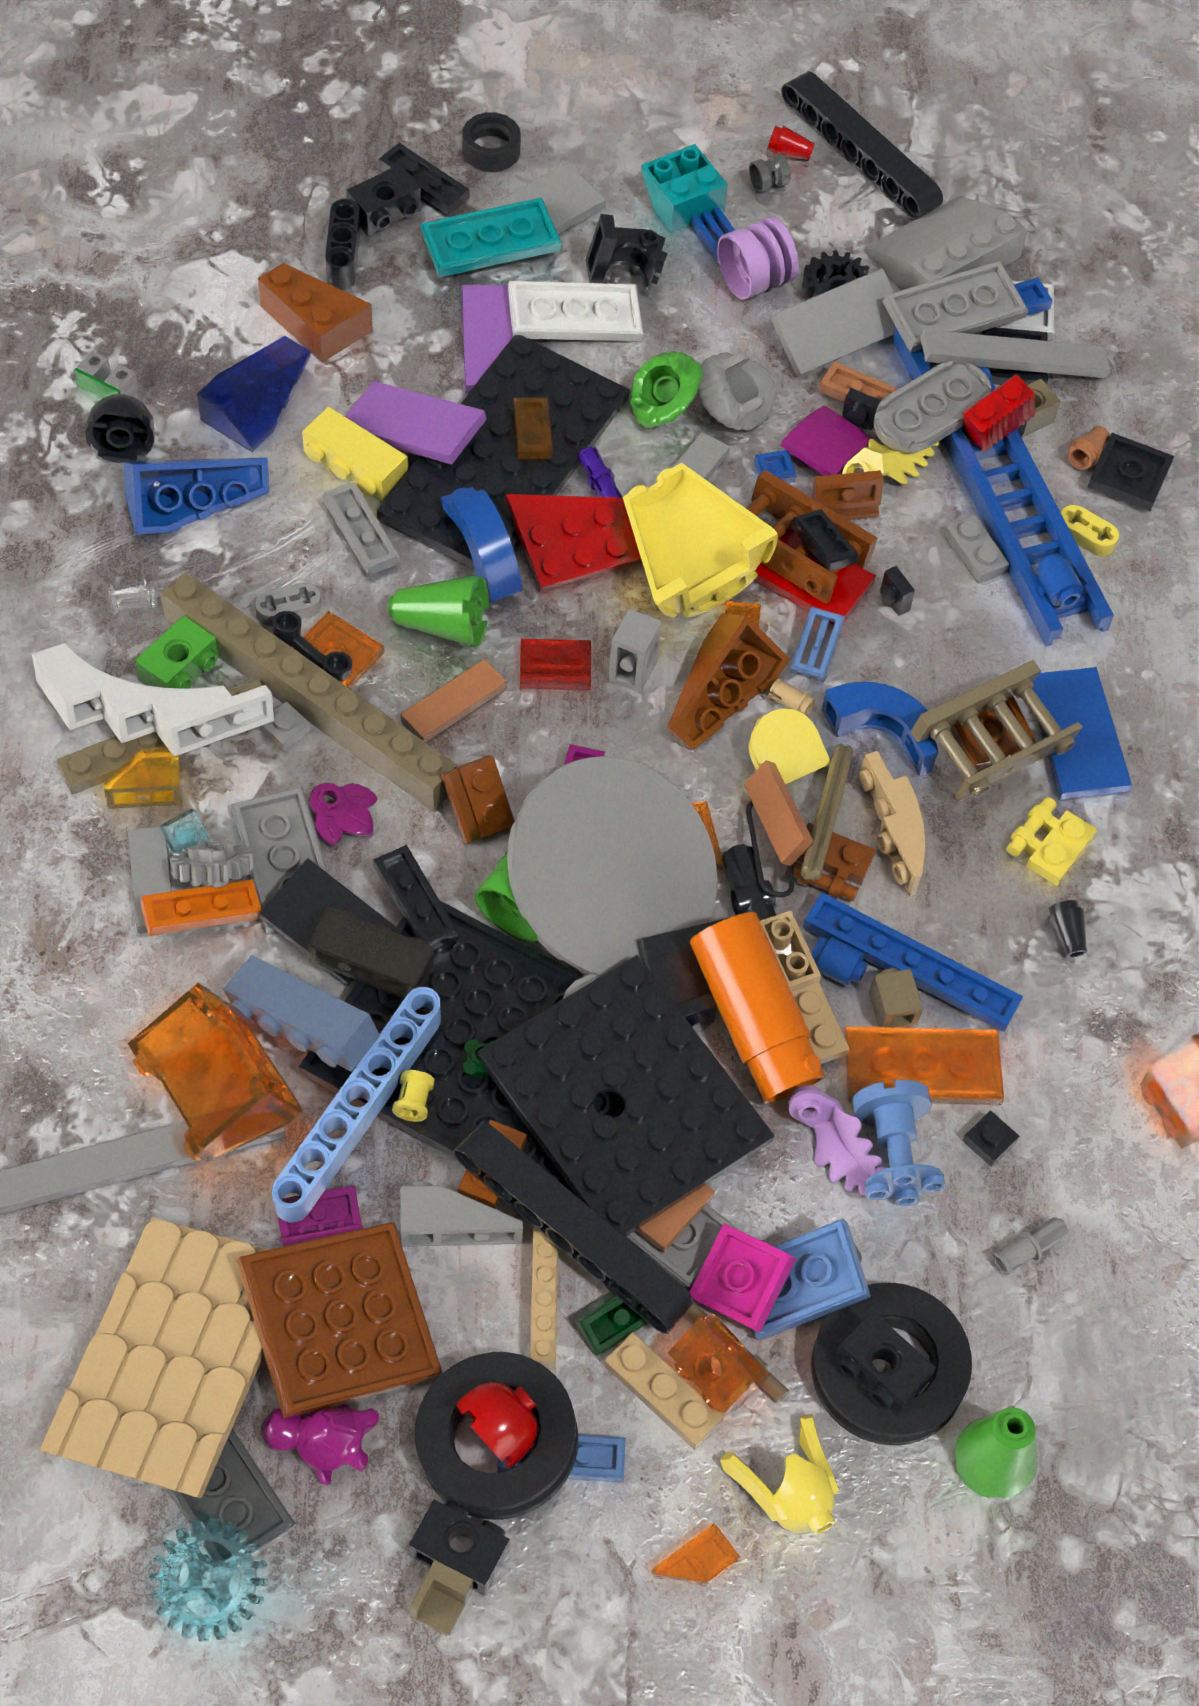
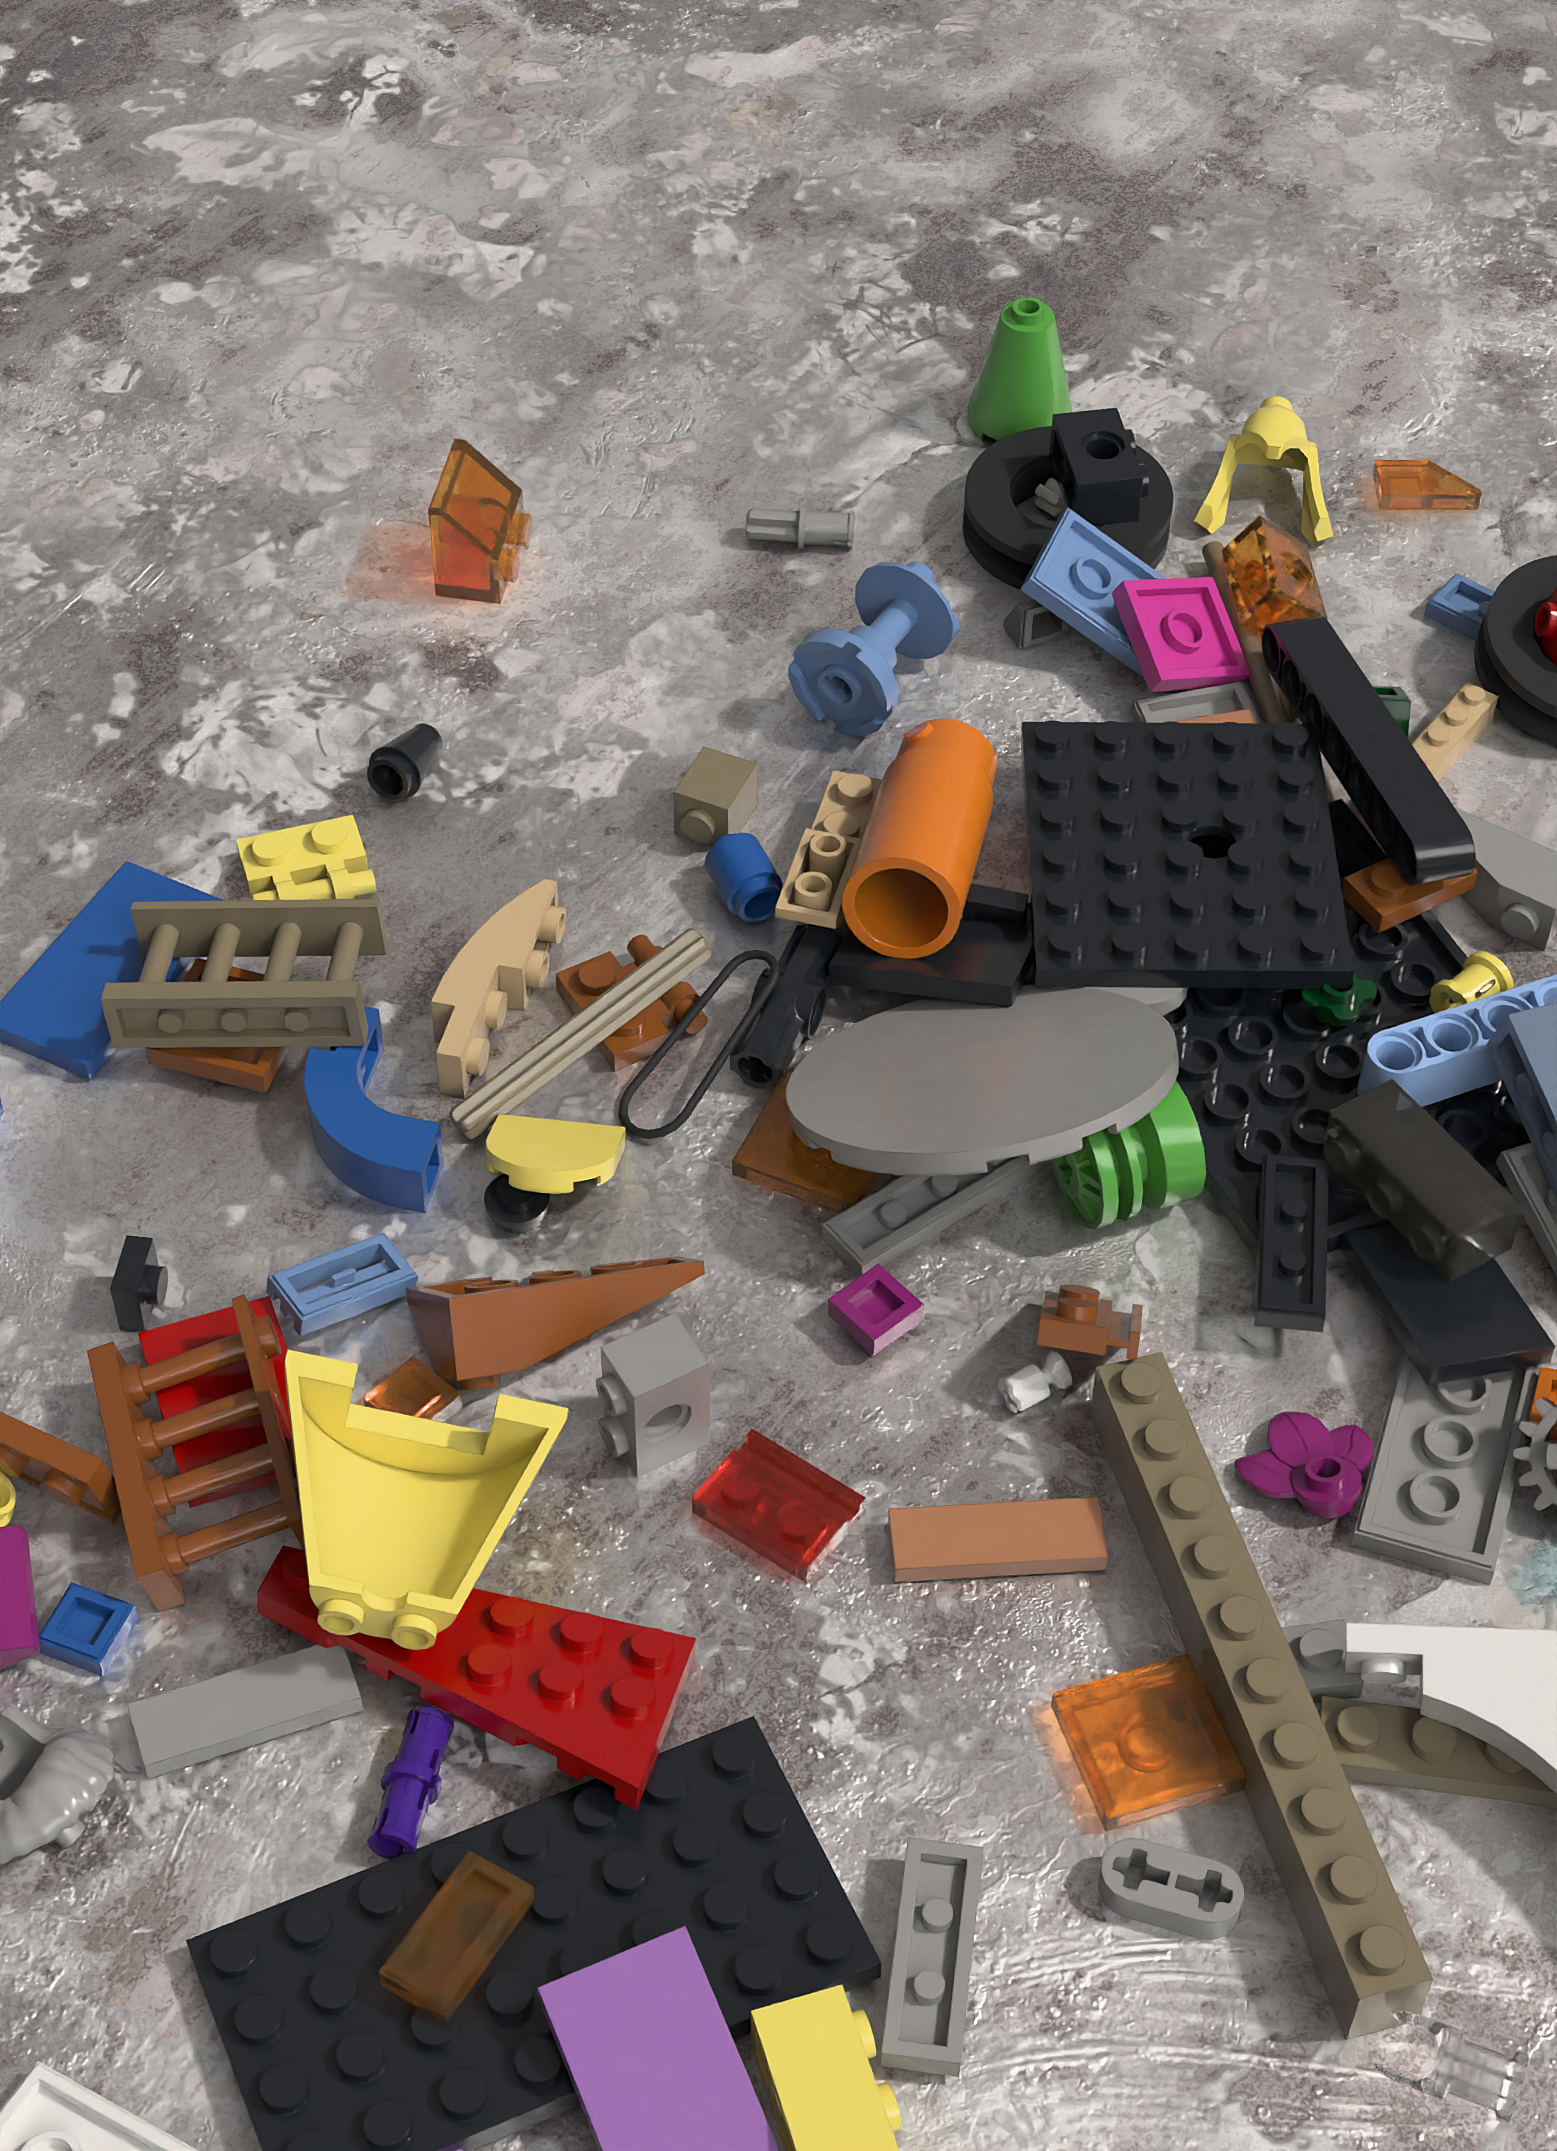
camera: 140 degrees left, 10 degrees down
(180, 642) = (1492, 1855): bright green brick -> none
(288, 629) = (1178, 1677): black bar -> none
(444, 609) = (911, 1672): bright green cone -> none
(486, 540) = (739, 1758): blue arch -> none
(663, 1390) = (1356, 619): tan plate -> none
(664, 388) = (140, 1854): bright green piece -> none
(778, 813) = (659, 1056): nougat tile -> none
(792, 697) = (458, 1217): tan pin -> none
(824, 540) = (185, 1374): black plate -> none
(835, 1137) = (931, 689): lavender plant -> none
(930, 969) = (647, 829): blue plate -> none
(952, 1063) = (706, 707): clear orange tile -> none
(991, 1138) = (739, 636): black plate -> none

